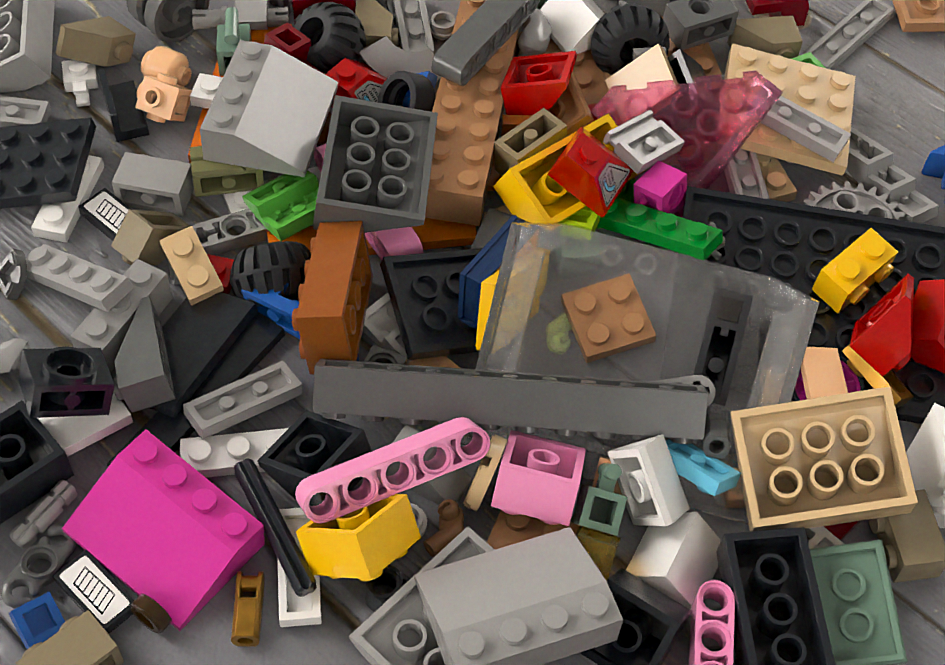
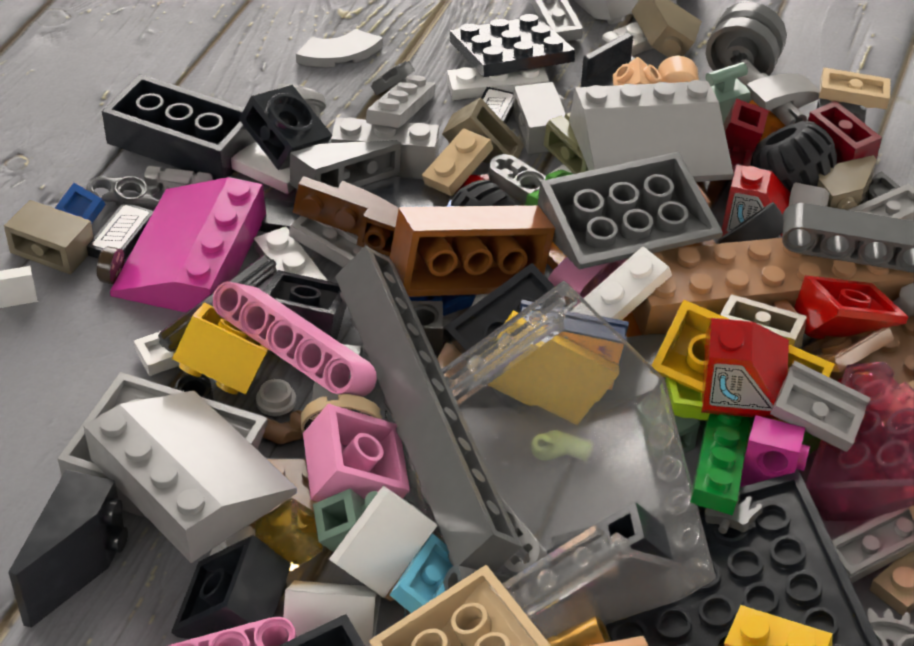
camera: 70 degrees right, 10 degrees down
(243, 356) = (349, 210): none -> reddish brown slope
(247, 610) = (142, 322): pearl gold bar -> none
(459, 213) = (628, 285): none -> white plate
(608, 318) = (580, 461): medium nougat plate -> none

